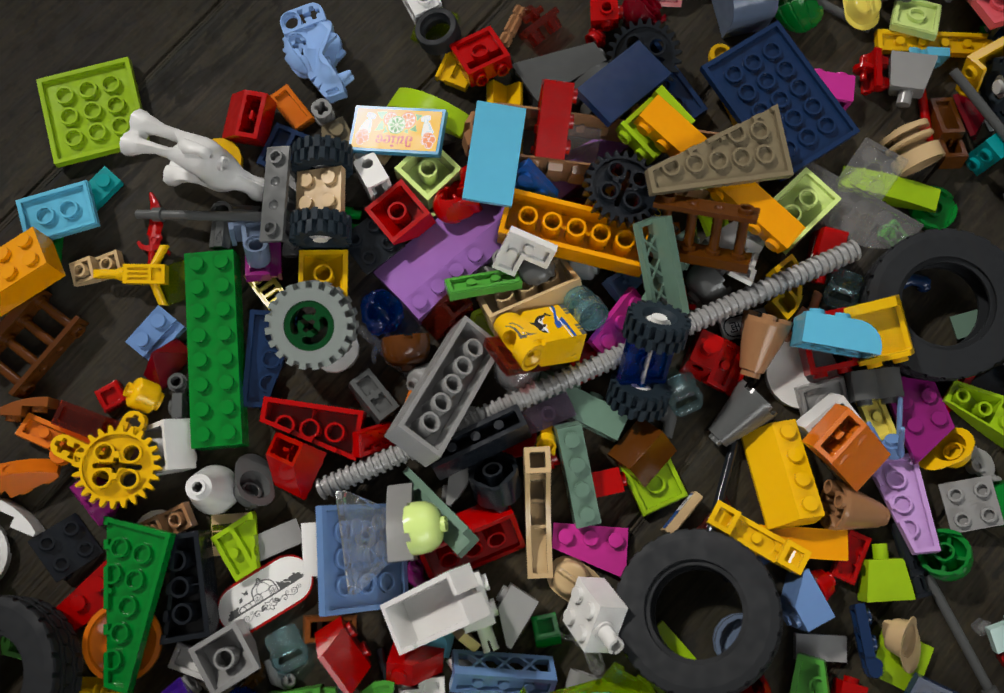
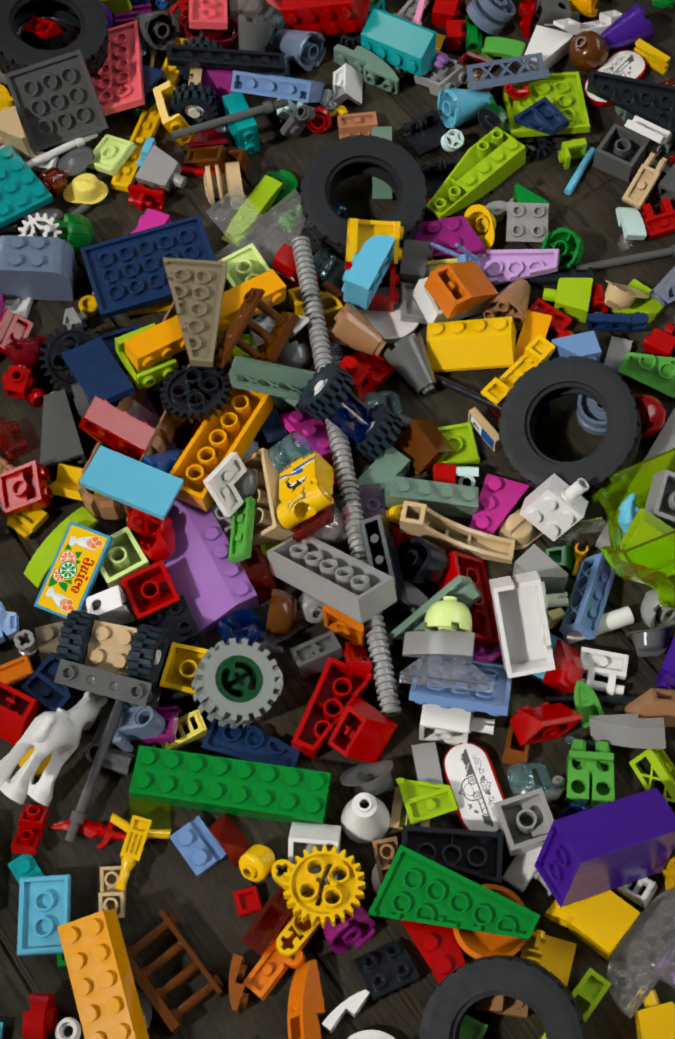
camera: 65 degrees left, 15 degrees down
(143, 176) = (30, 830): none -> red slope
(179, 405) = (275, 832): dark grey plate -> none
(550, 652) = (578, 555): none -> light orange hand
(623, 505) = (467, 472): none -> light aqua tile
(694, 46) = (72, 317): none -> light grey tile
(891, 610) = (597, 299): none -> red cone

